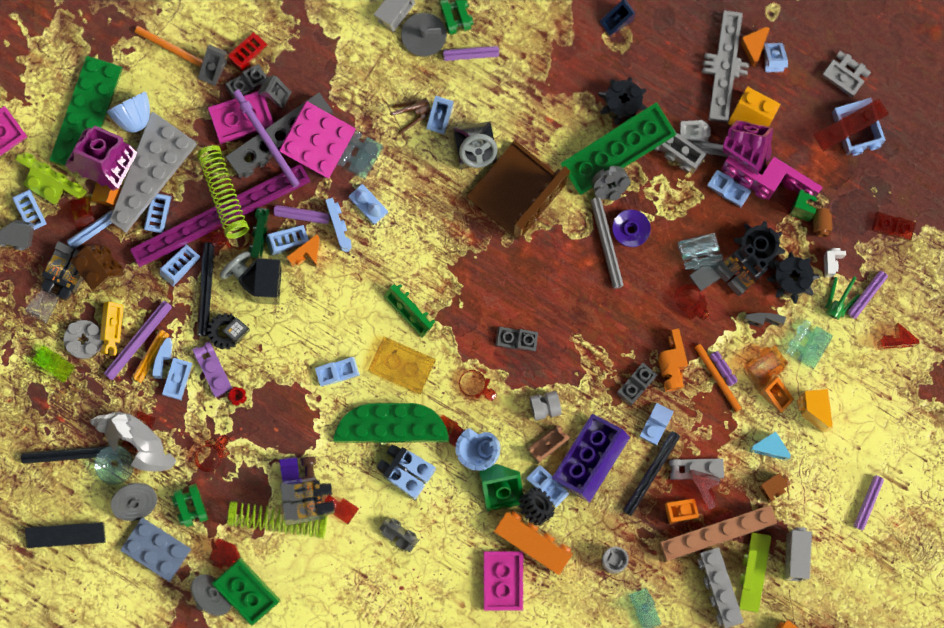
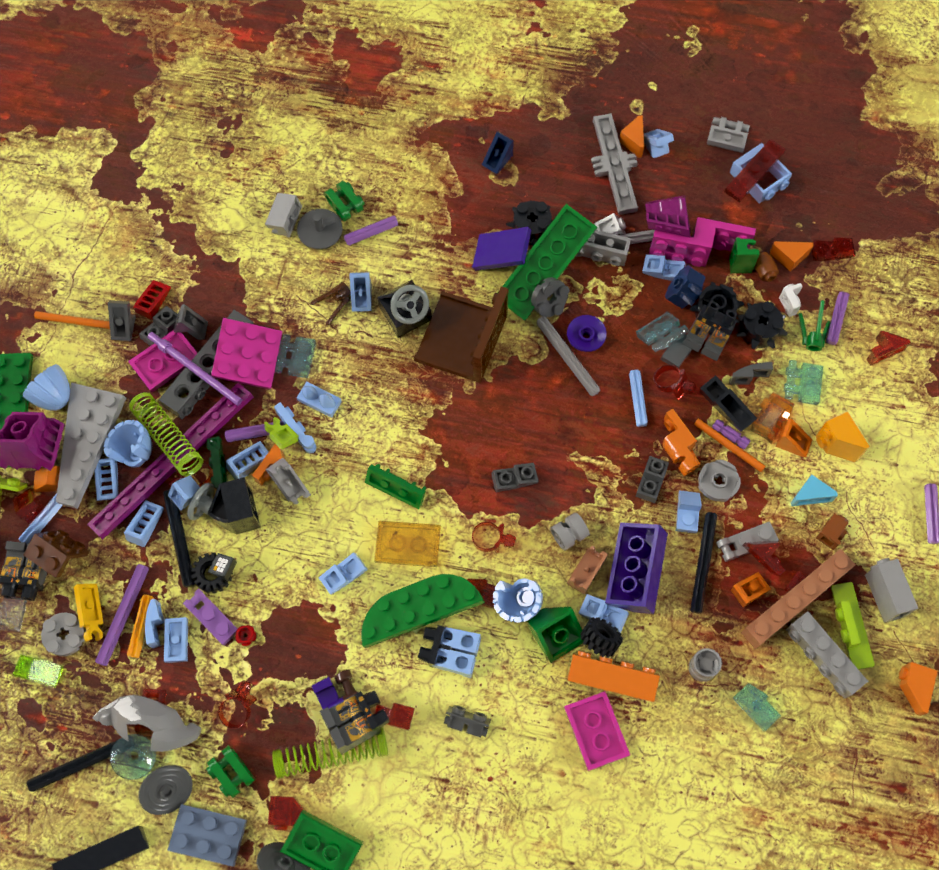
camera: 10 degrees left, 10 degrees down
(187, 189) = (128, 443): none -> light blue hair
(223, 252) = (183, 491): none -> light blue slope
(316, 273) = (287, 481): none -> light grey hinge
(324, 229) = (281, 435): none -> lime plate
(584, 119) = (501, 249): none -> dark purple tile
(654, 305) = (638, 398): none -> light blue axle
(694, 396) = (708, 485): none -> light grey plate
(730, 341) = (727, 403): none -> black slope
(737, 218) = (685, 287): none -> dark blue hinge
(754, 109) = (658, 186): light orange slope -> none
(851, 217) = (790, 253): none -> orange slope

